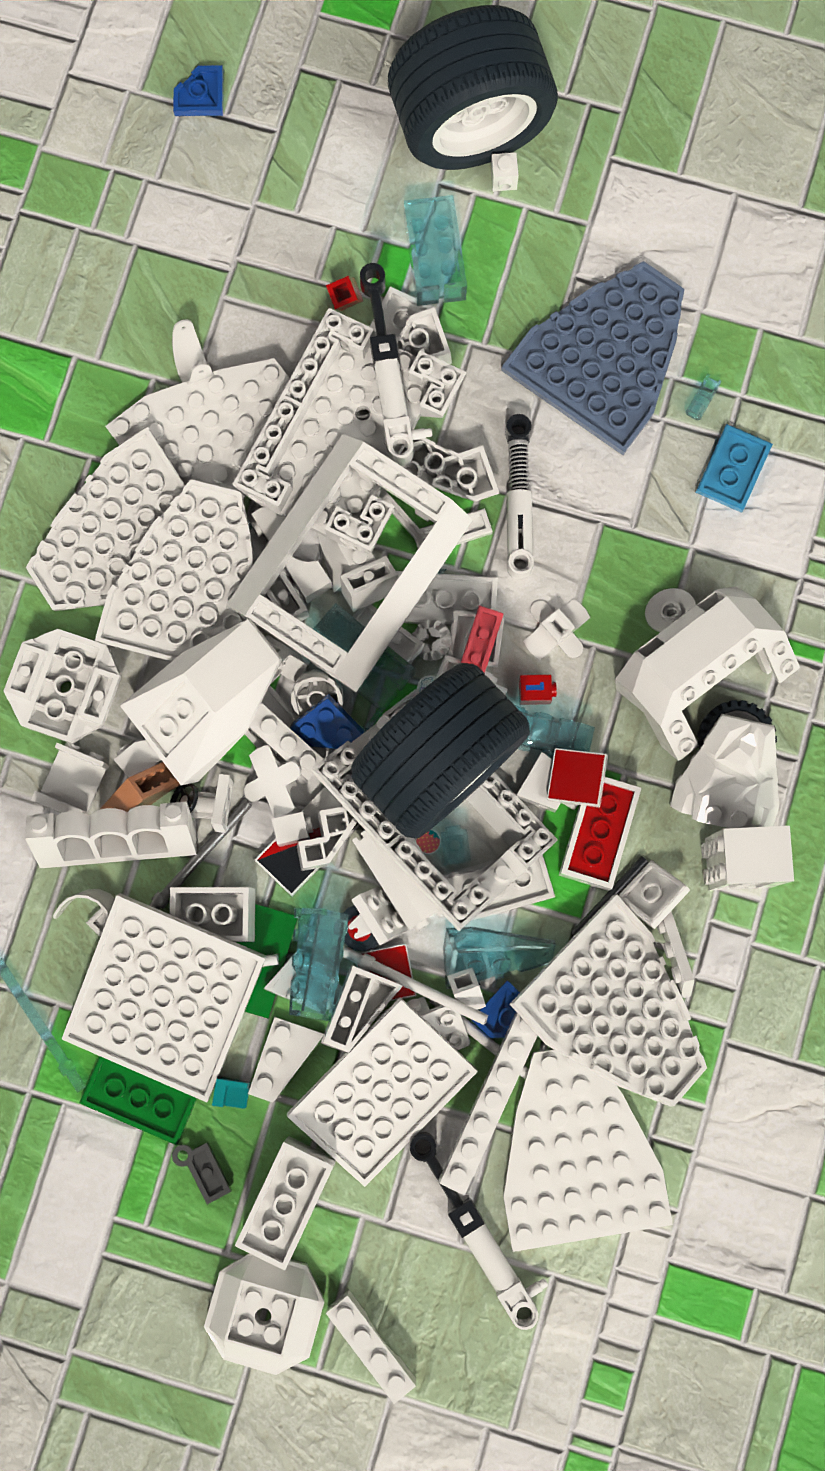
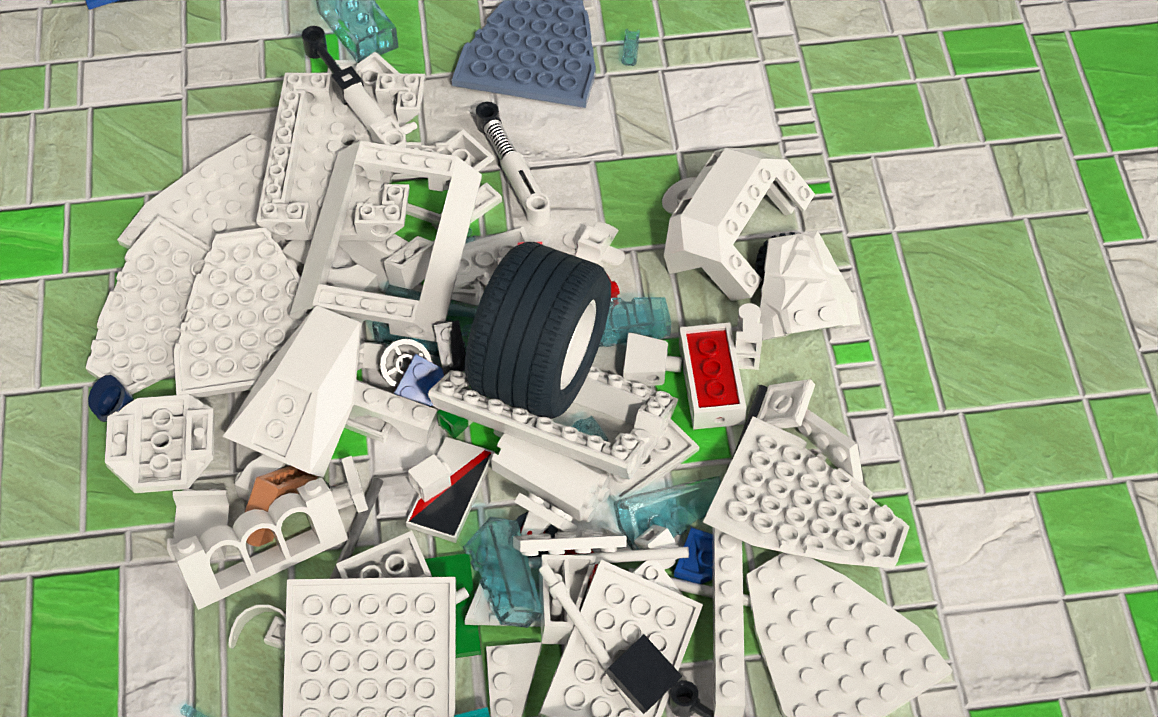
camera: 25 degrees left, 25 degrees down
(35, 614) = (108, 397): none -> dark blue piece
(188, 353) = (169, 162): white piece -> none
(273, 781) = (393, 446): white piece -> none
(334, 827) = (469, 458): white brick -> none
(344, 293) = (289, 65): red brick -> none
(348, 1019) = (559, 591): none -> white bar
(362, 705) = (450, 346): none -> black hinge
(392, 1120) = (643, 673): none -> black tile
(397, 962) = (607, 540): none -> white wing
(577, 777) = (670, 334): red tile -> none
(653, 813) = (748, 337): none -> white legs
(734, 468) = (682, 85): dark azure tile -> none
(748, 858) = (850, 332): white brick -> none

